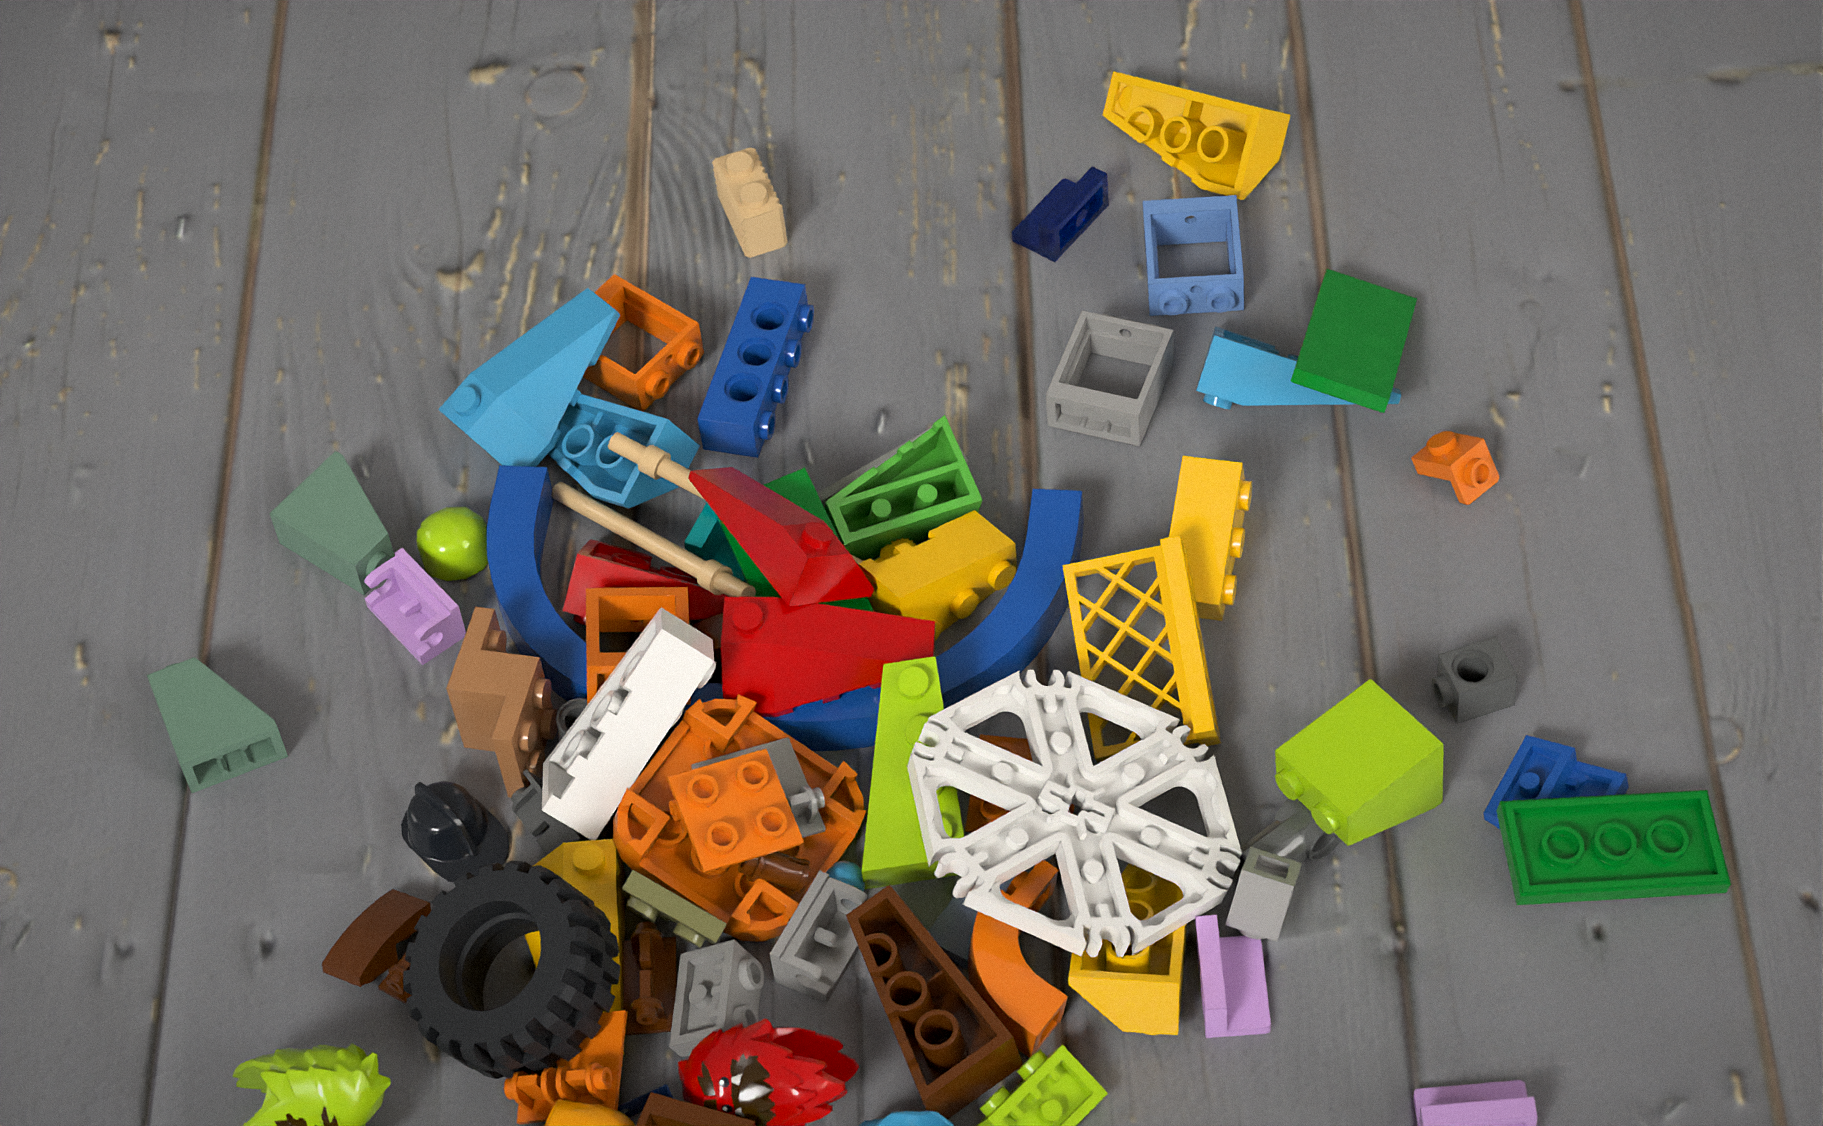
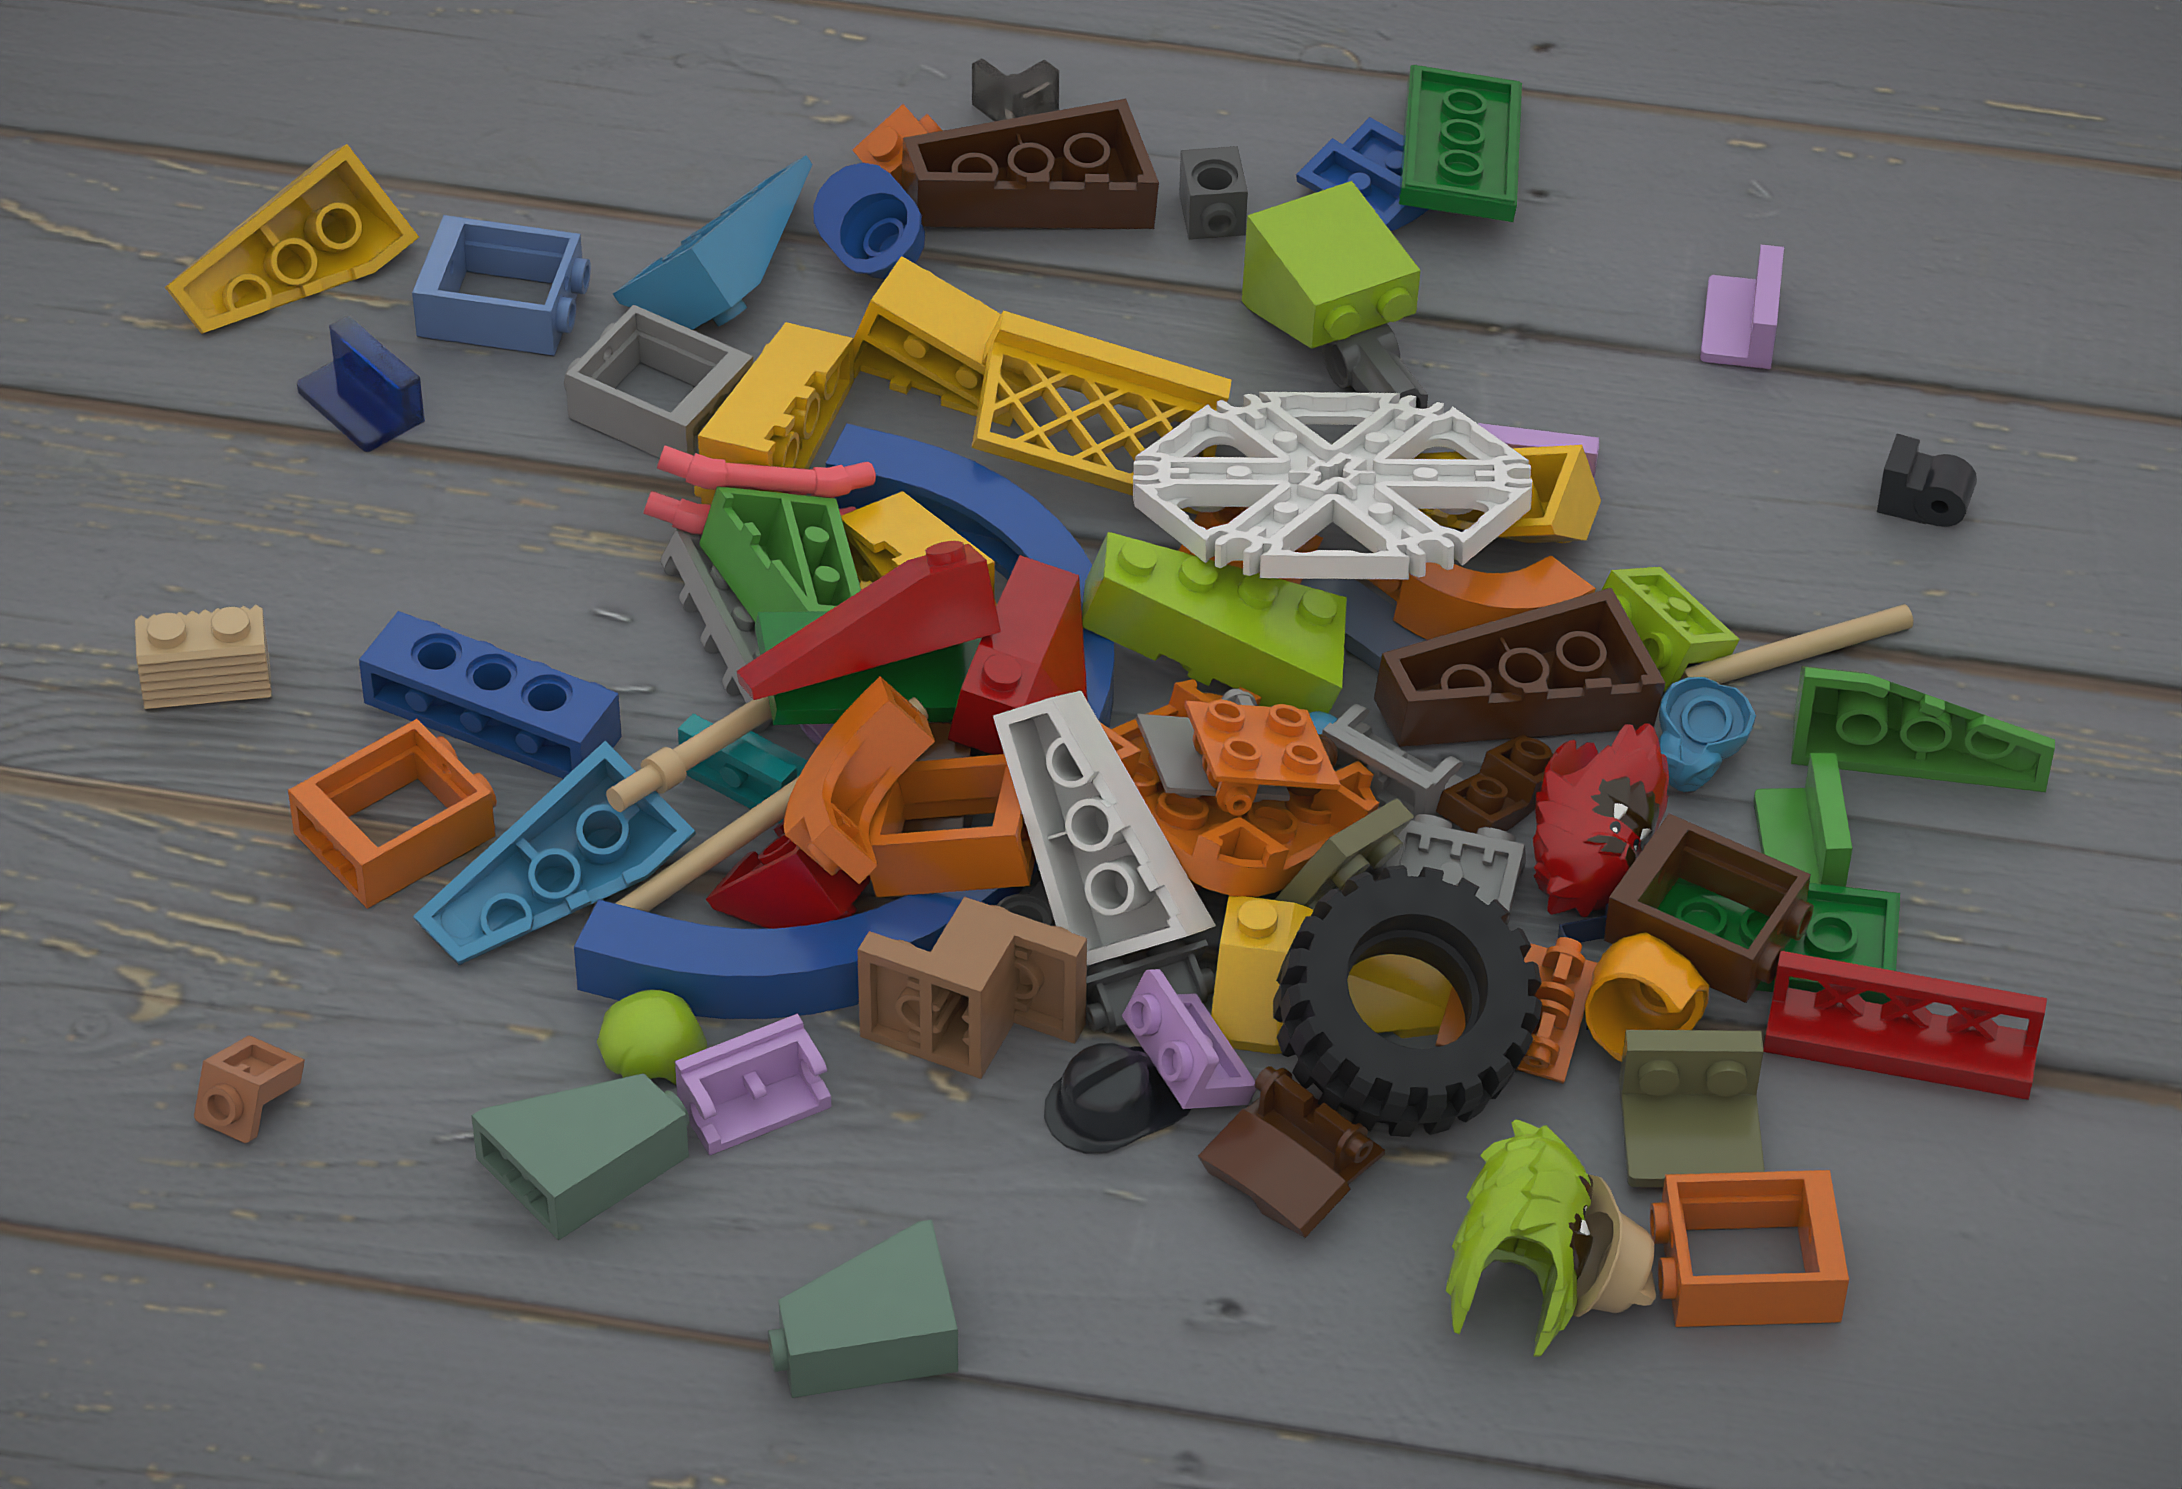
camera: 85 degrees left, 5 degrees down
(373, 336) = (240, 1082): none -> nougat bracket
(495, 836) = (1187, 1046): none -> lavender bracket
(524, 390) = (455, 903): dark azure wedge -> none
(621, 560) = (851, 775): none -> orange arch
(809, 1009) = (1502, 789): none -> reddish brown slope
(998, 503) = (711, 473): none -> coral piece
(1078, 447) = (782, 403): none -> yellow wedge
(1263, 895) = (1459, 378): light grey brick -> none
(1333, 460) = (868, 220): none -> blue piece
(1354, 341) = (715, 168): green tile -> none
(1448, 555) = (1035, 172): none -> reddish brown wedge
(1554, 523) = (1017, 94): none -> clear smoke panel

